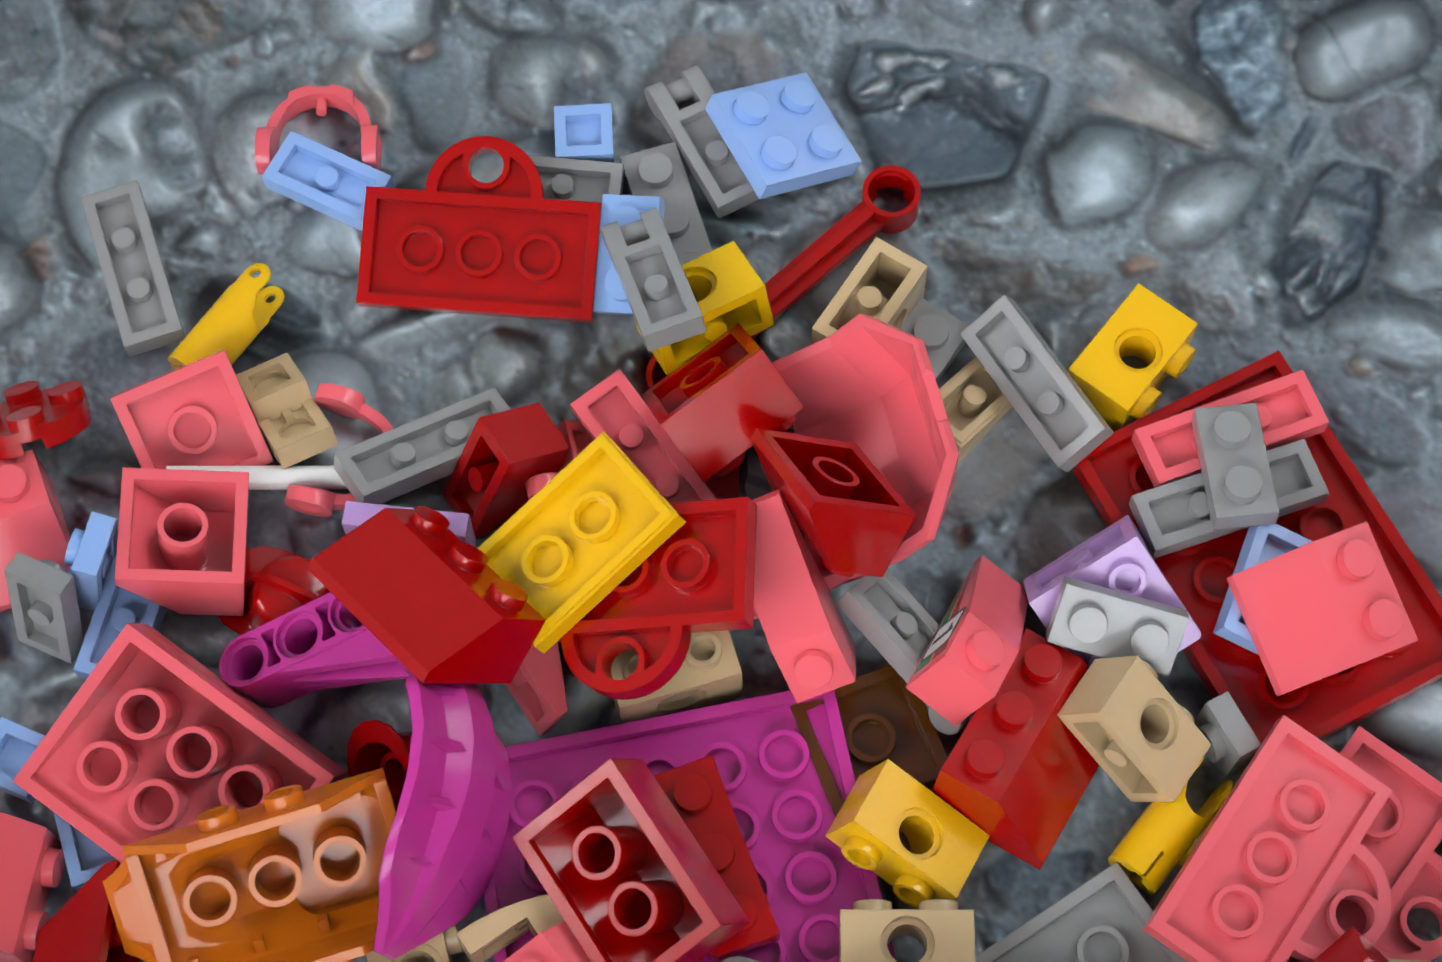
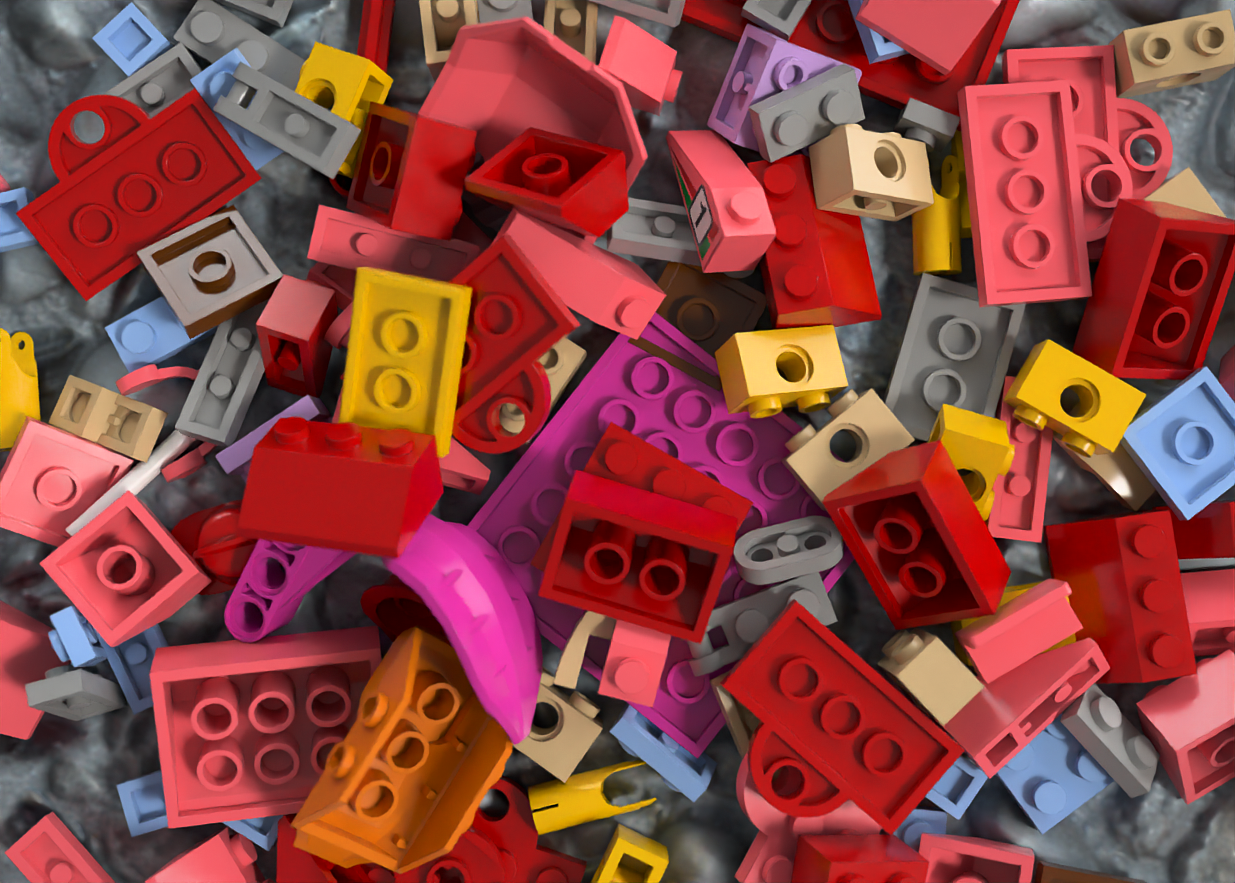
camera: 40 degrees left, 20 degrees up
(403, 376) = (150, 335): none -> light blue plate
(480, 356) = (211, 271): none -> plate
(997, 476) = (641, 65): none -> coral slope

